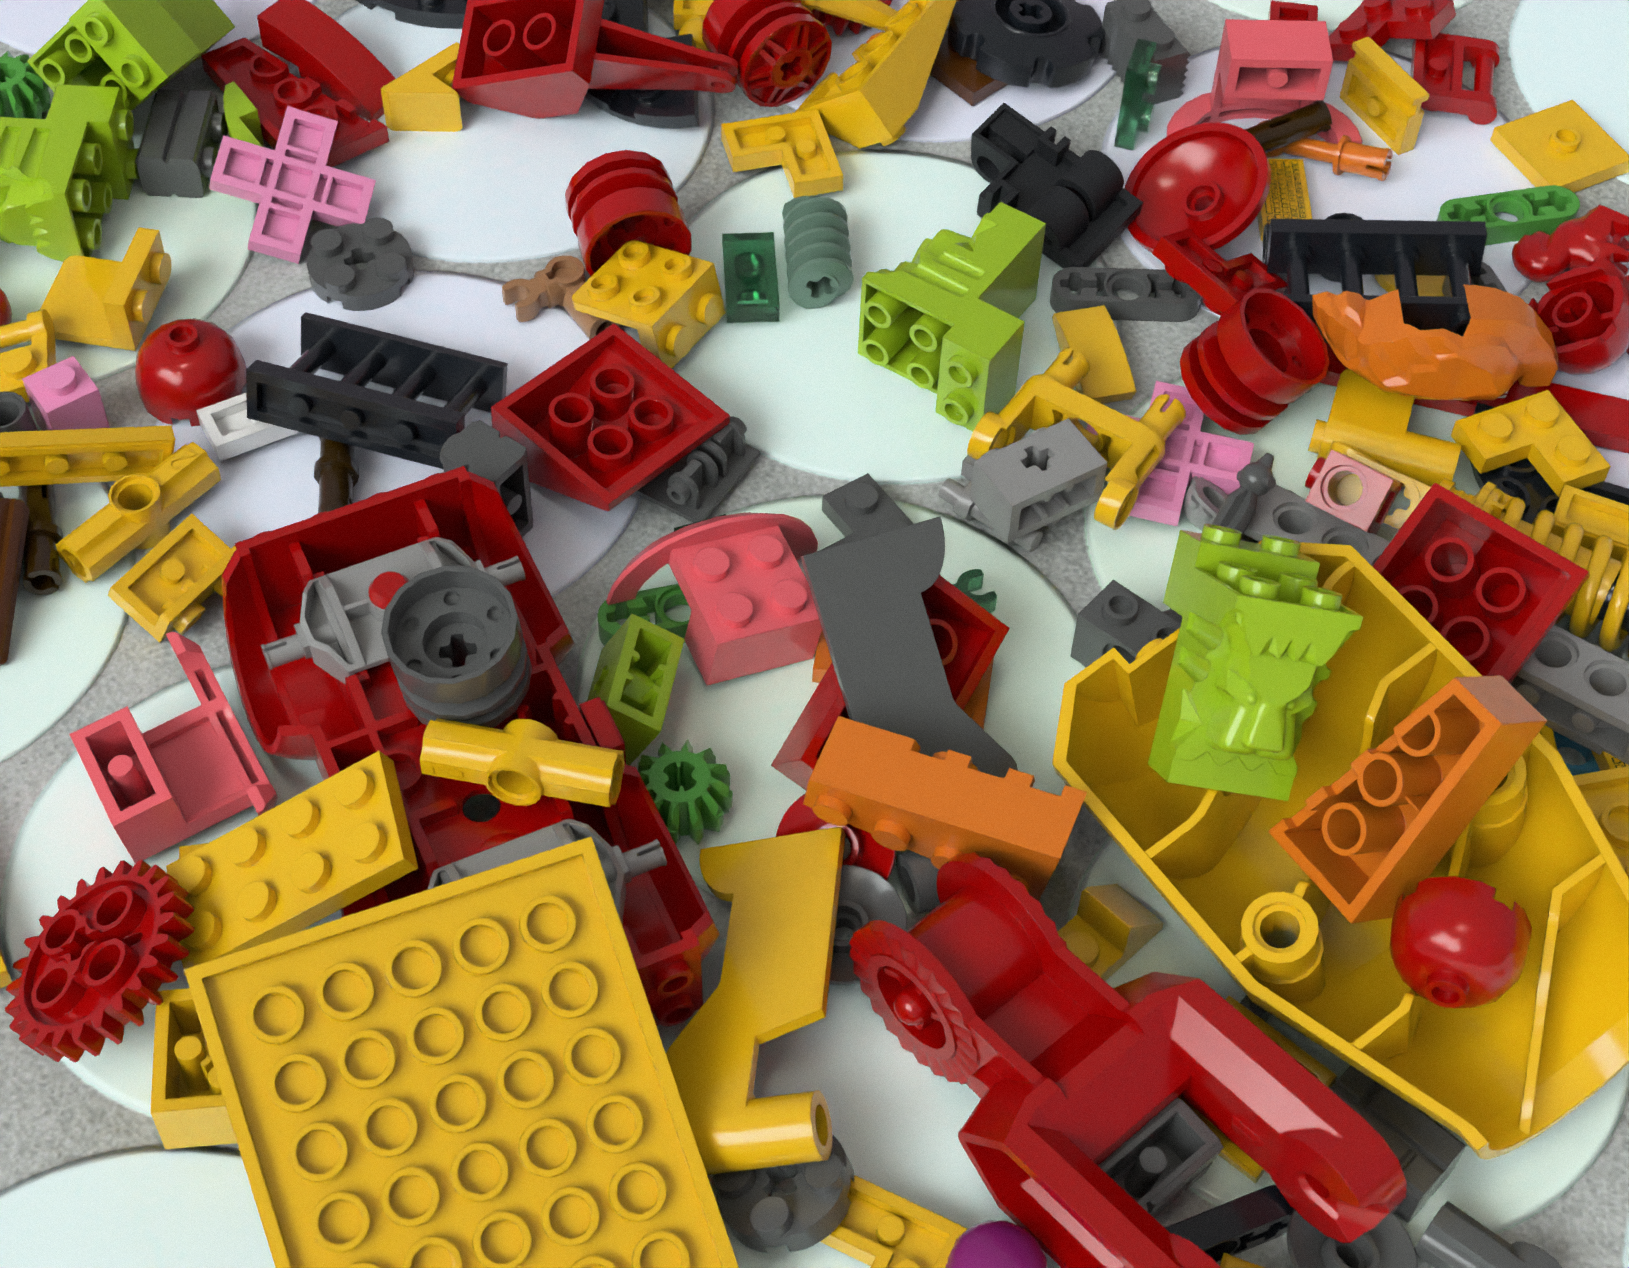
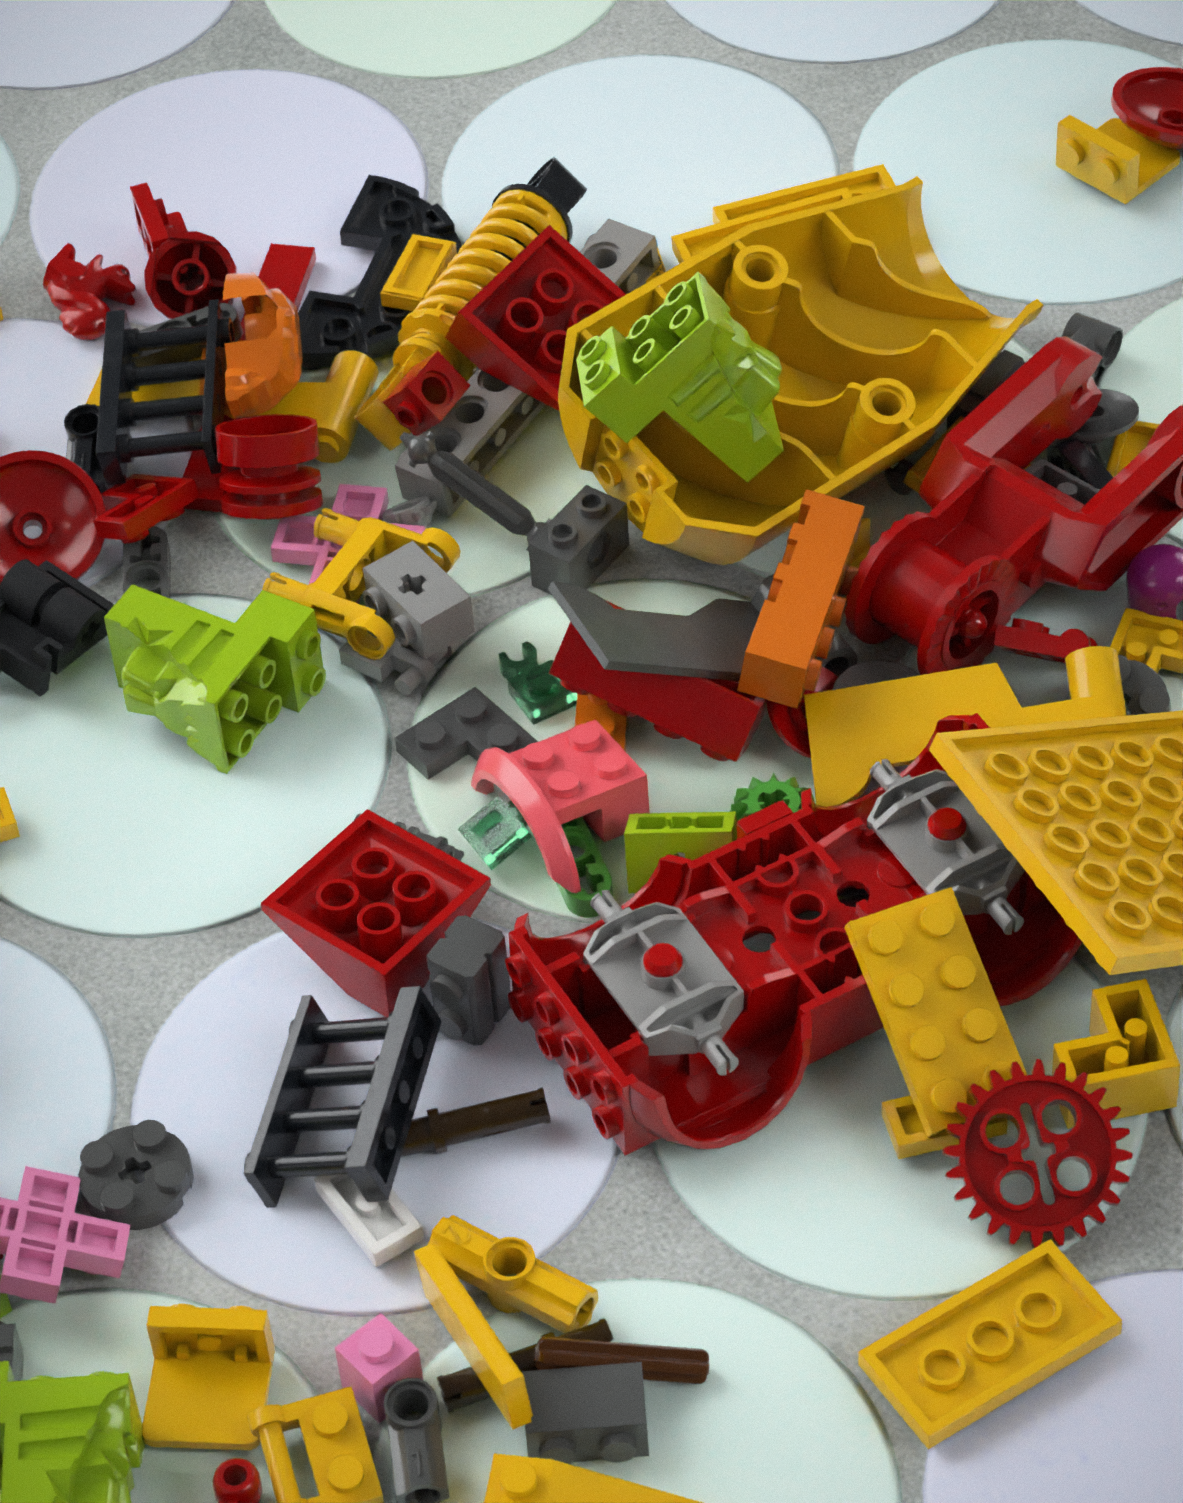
camera: 90 degrees left, 5 degrees down
(174, 579) = (594, 1216): yellow bracket -> none
(178, 774) = (821, 1160): coral piece -> none
(187, 369) = (312, 1283): red cylinder -> none
(452, 621) = (745, 873): dark grey wheel -> none
(522, 762) = (832, 839): yellow piece -> none
(553, 288) = (159, 993): medium nougat bar -> none
(624, 200) = (98, 927): red wheel -> none
(657, 292) = (190, 907): yellow bracket -> none
(750, 277) = (144, 849): clear green plate -> none
(816, 250) = (112, 794): sand green piece -> none
(904, 1092) = (1034, 640): none -> red plate
(1096, 337) = (224, 593): yellow slope -> none
(1409, 796) = (799, 299): orange wedge -> none
(1458, 942) = (897, 303): red cylinder -> none
(1535, 208) = (29, 355): bright green beam -> none
(1536, 431) = (325, 312): yellow plate -> none

